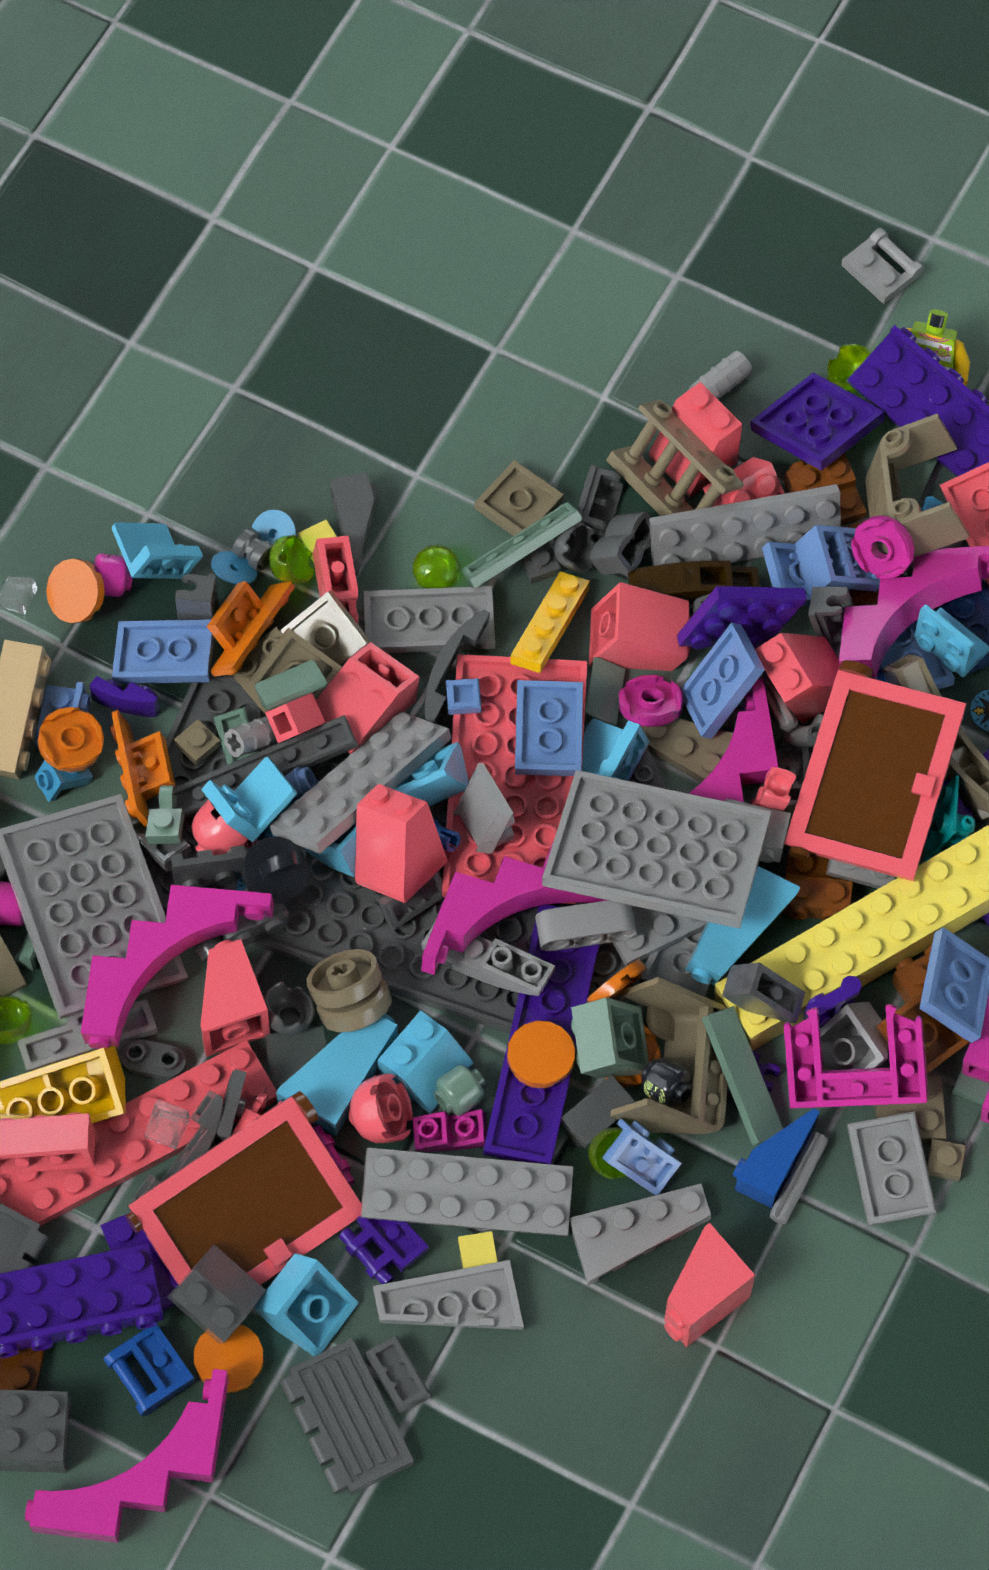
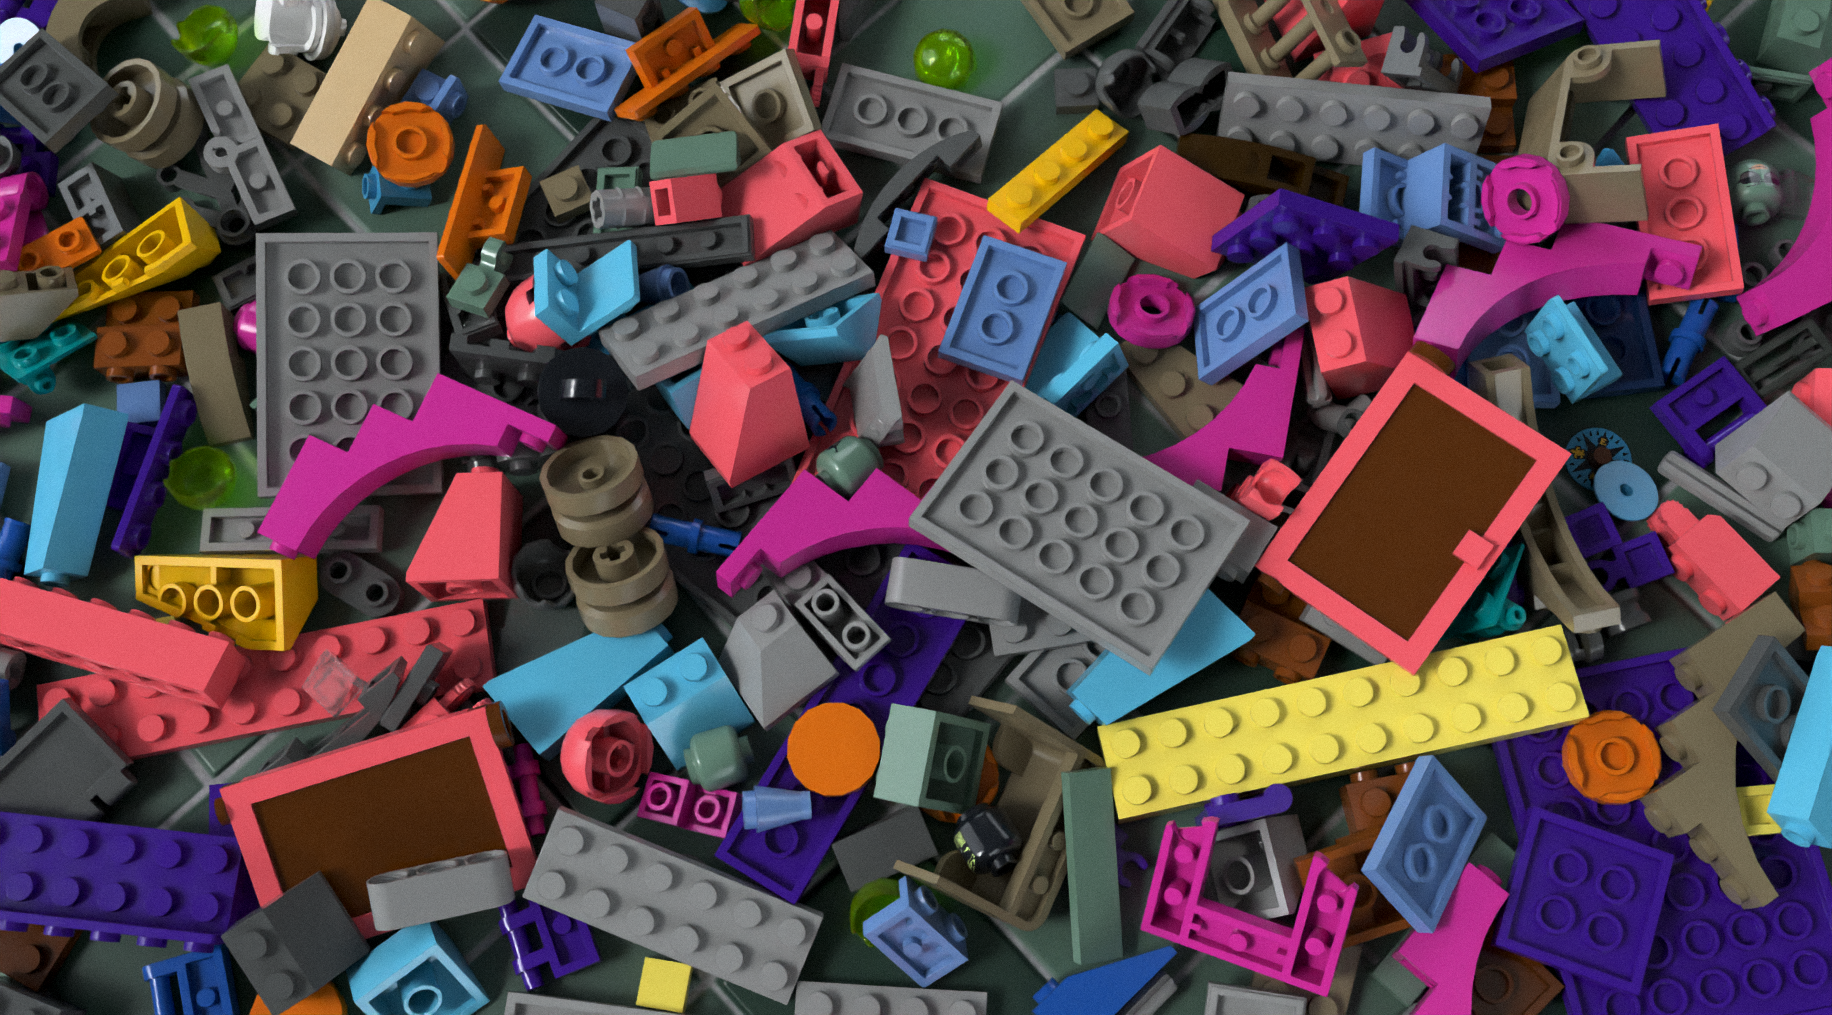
camera: 25 degrees right, 10 degrees up
(132, 701) = (507, 113): dark purple slope -> none
(303, 1229) = (440, 890): none -> light grey beam
(310, 933) = (597, 491): none -> dark tan wheel
(390, 947) = (696, 535): none -> blue pin
(477, 1010) = (774, 660): none -> light grey slope
(482, 861) = (848, 465): none -> sand green head
(512, 1103) = (774, 807): none -> medium blue cone
(521, 544) = (1057, 60): sand green tile -> none
(619, 981) = (966, 687): orange tile -> none
(763, 992) = (1154, 769): flat silver slope -> none
(780, 477) = (1416, 66): none -> dark grey hinge

